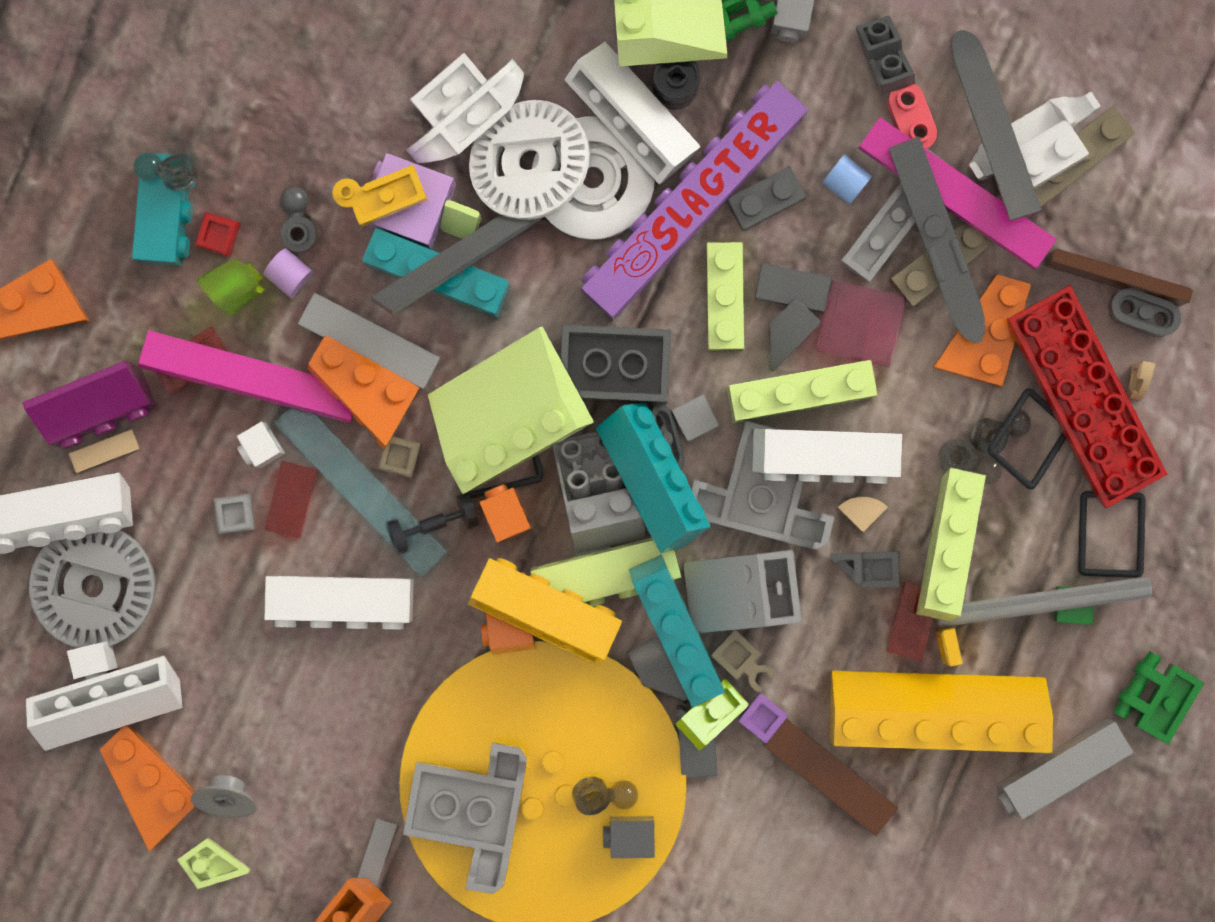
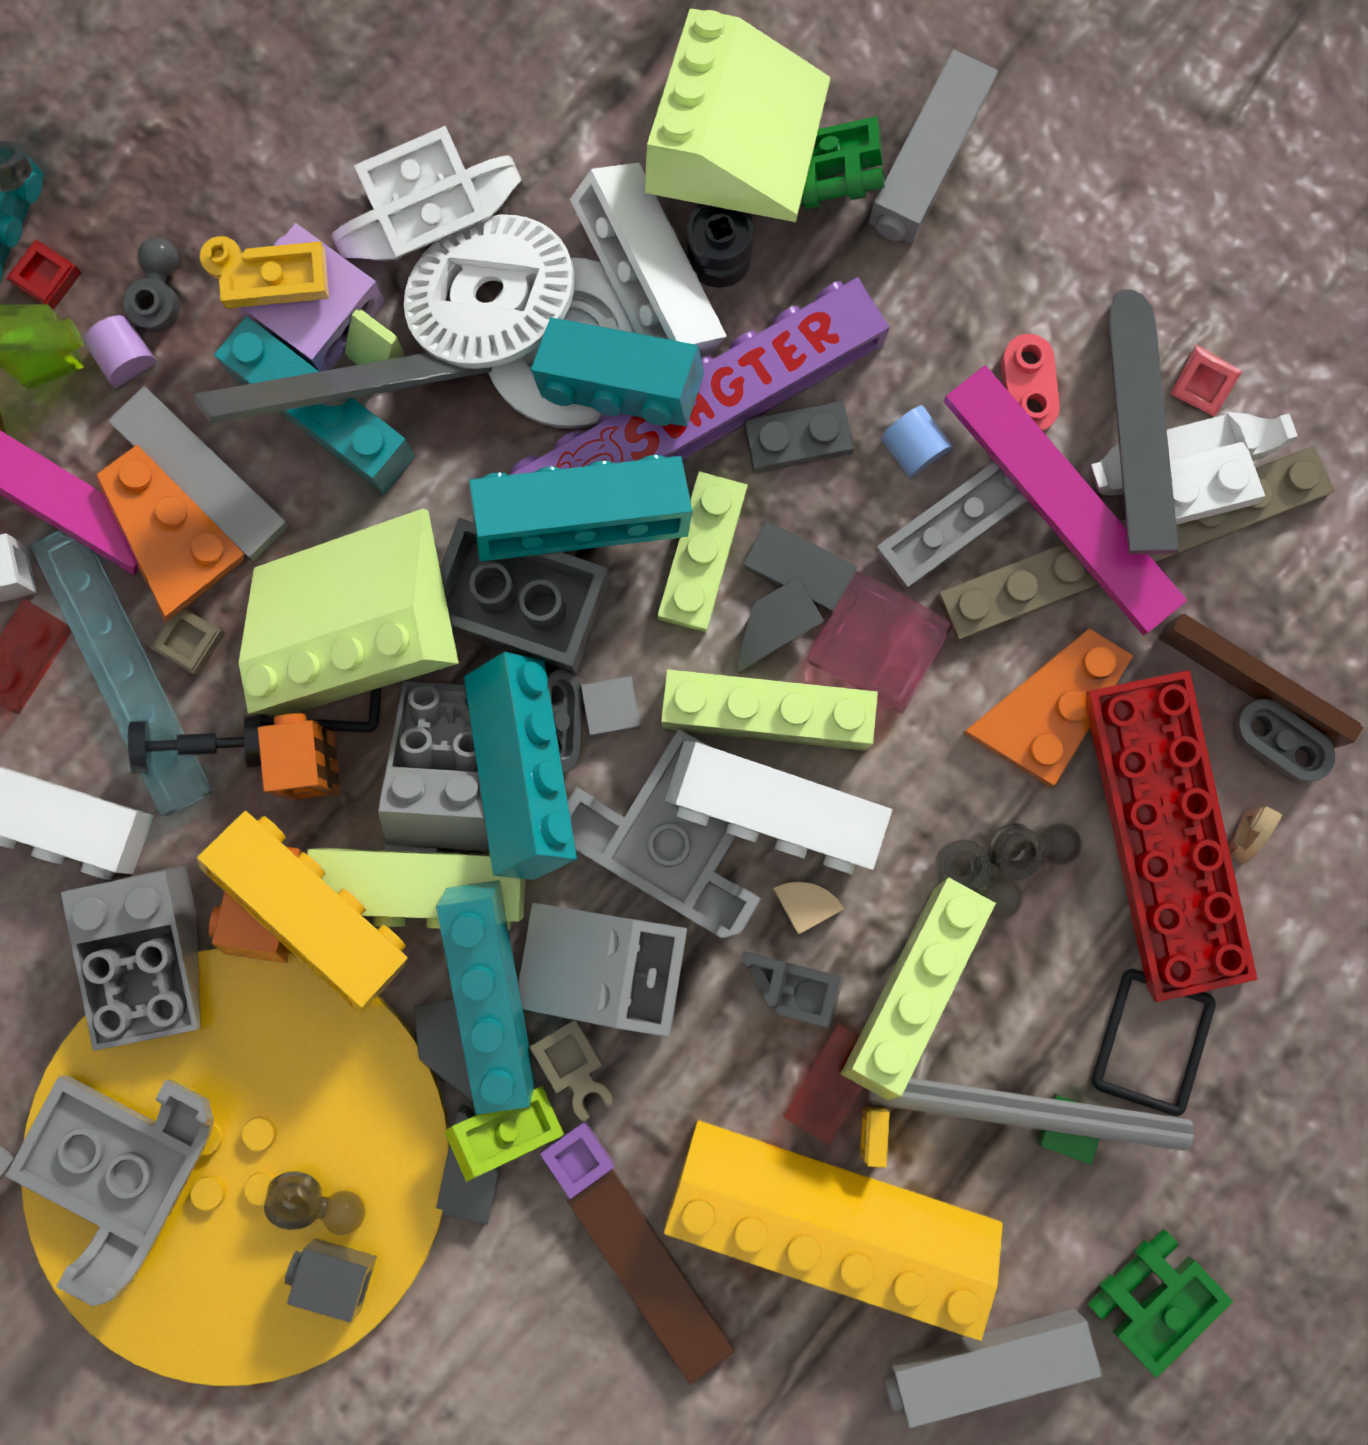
camera: 20 degrees right, 5 degrees down
(438, 672) = (136, 956): none -> light grey slope
(637, 195) = (618, 372): none -> teal brick
(642, 295) = (580, 507): none -> teal brick
(885, 54) = (1016, 291): dark grey slope -> none
(939, 238) = (1022, 553): dark grey piece -> none
(1004, 427) = (1041, 843): black piece -> none
(1029, 80) = (1205, 381): none -> coral slope

